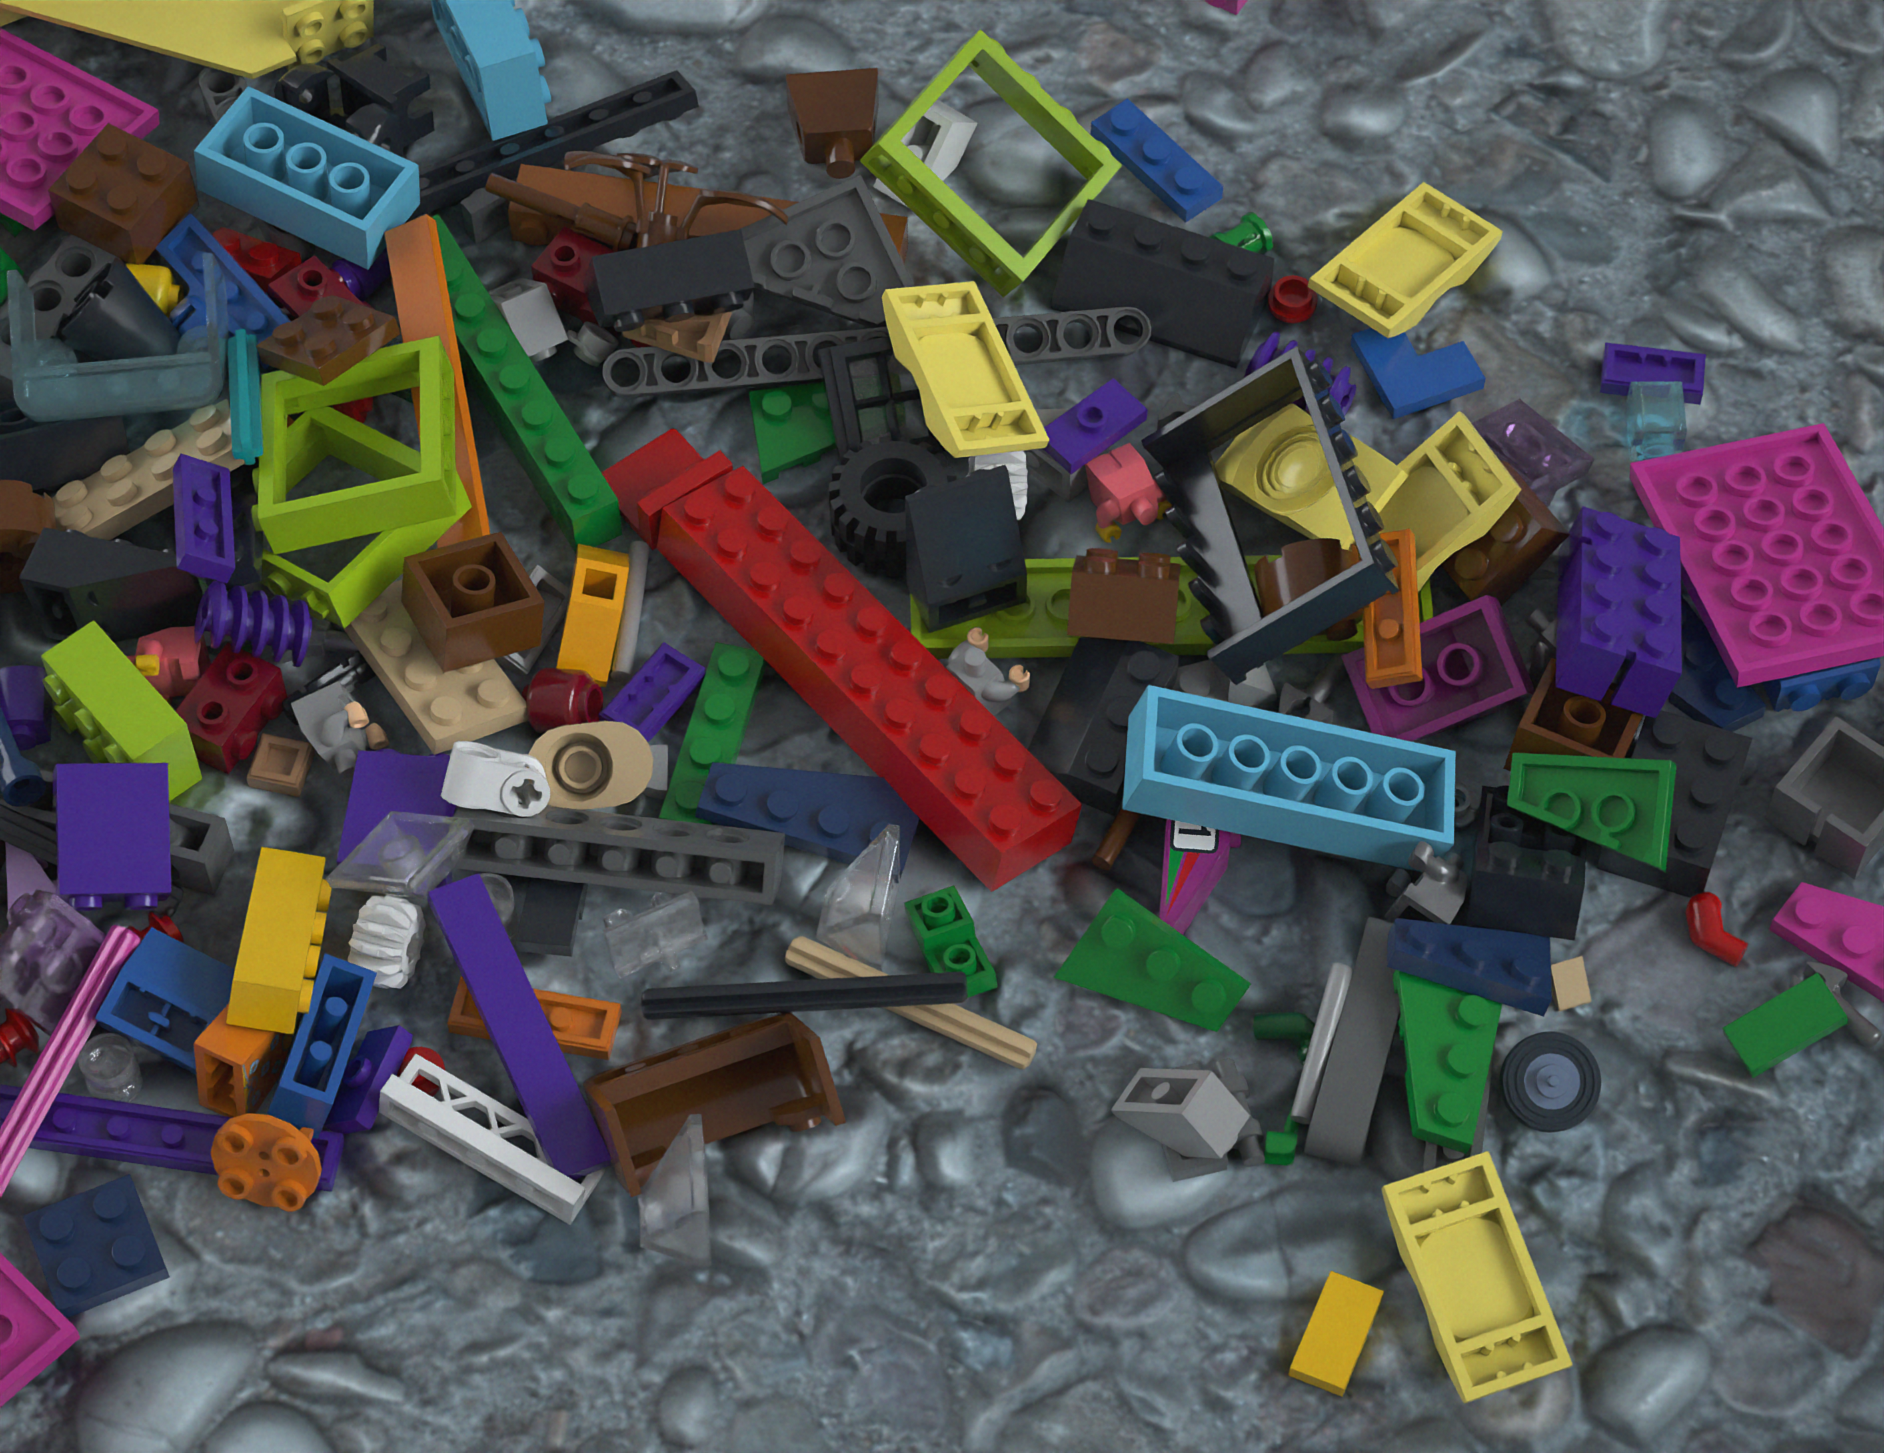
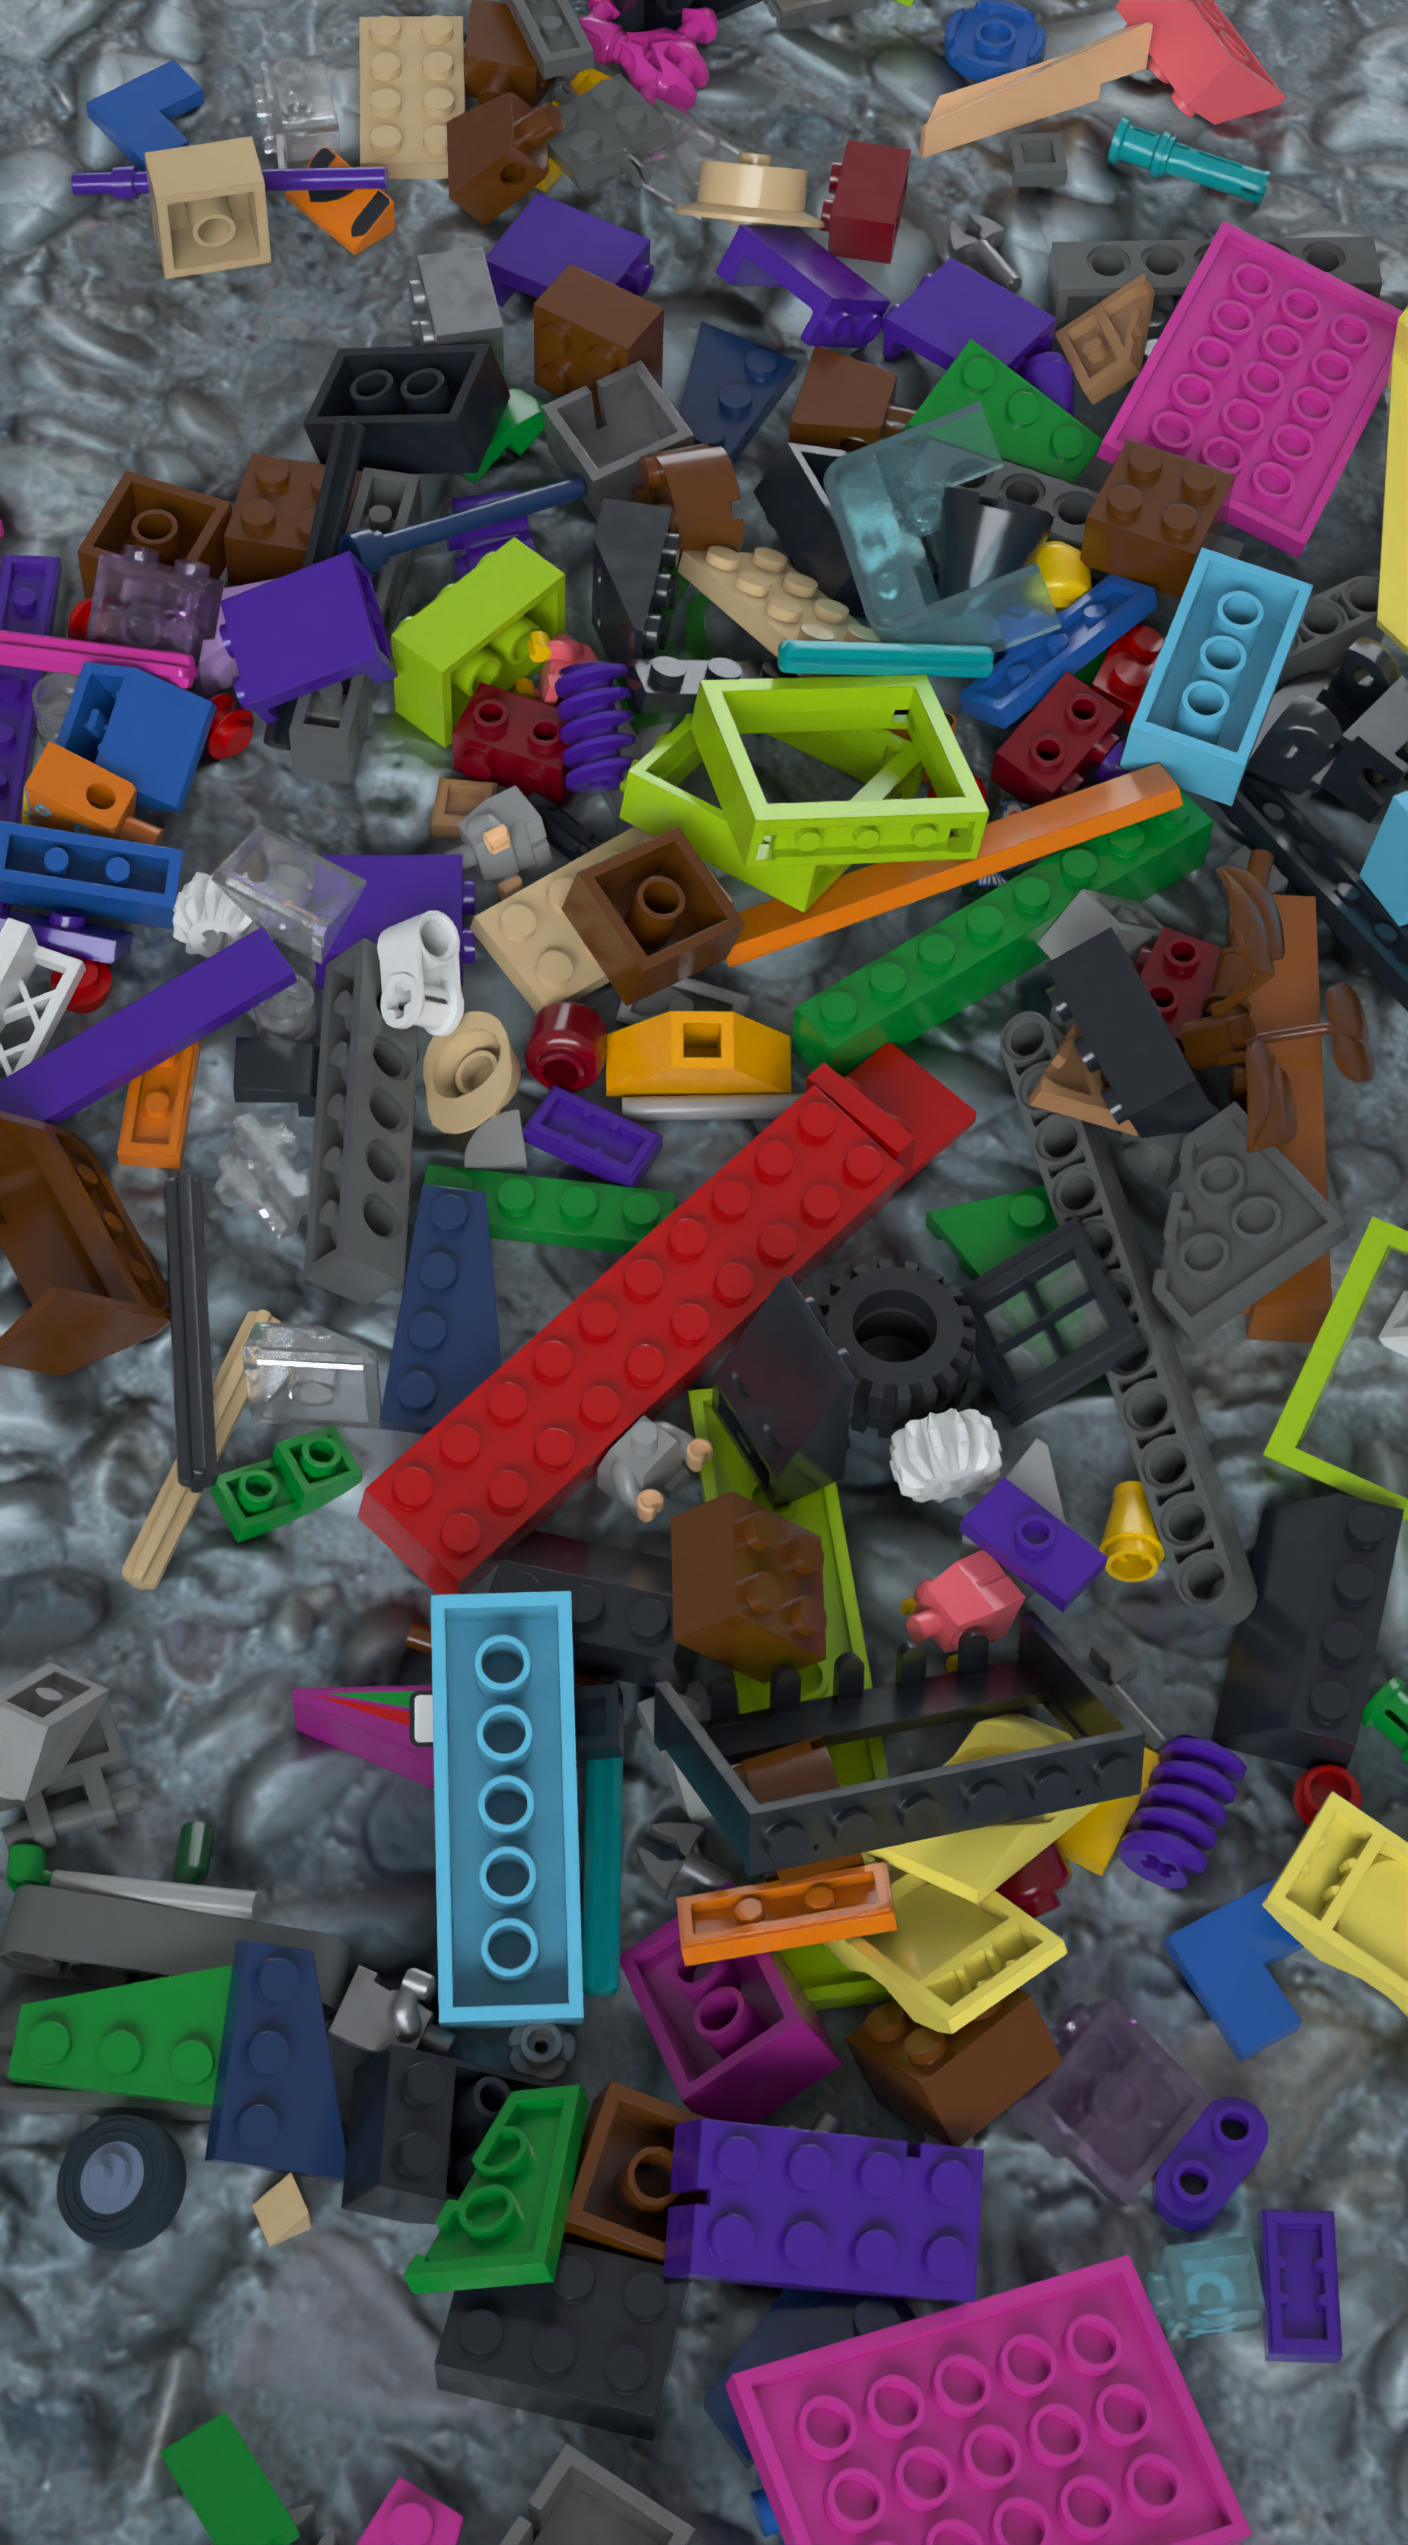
camera: 80 degrees right, 0 degrees up
(203, 518) = (693, 633): dark purple plate -> none
(278, 940) = (190, 801): yellow brick -> none
(327, 339) = (976, 720): reddish brown plate -> none
(962, 370) = (1066, 1371): light yellow slope -> none
(1065, 380) = (1131, 1536): none -> yellow cone
(1152, 965) = (254, 1695): green wing -> none
(1561, 408) = (1213, 2160): none -> dark purple plate
(1707, 929) = (379, 2389): red arm -> none

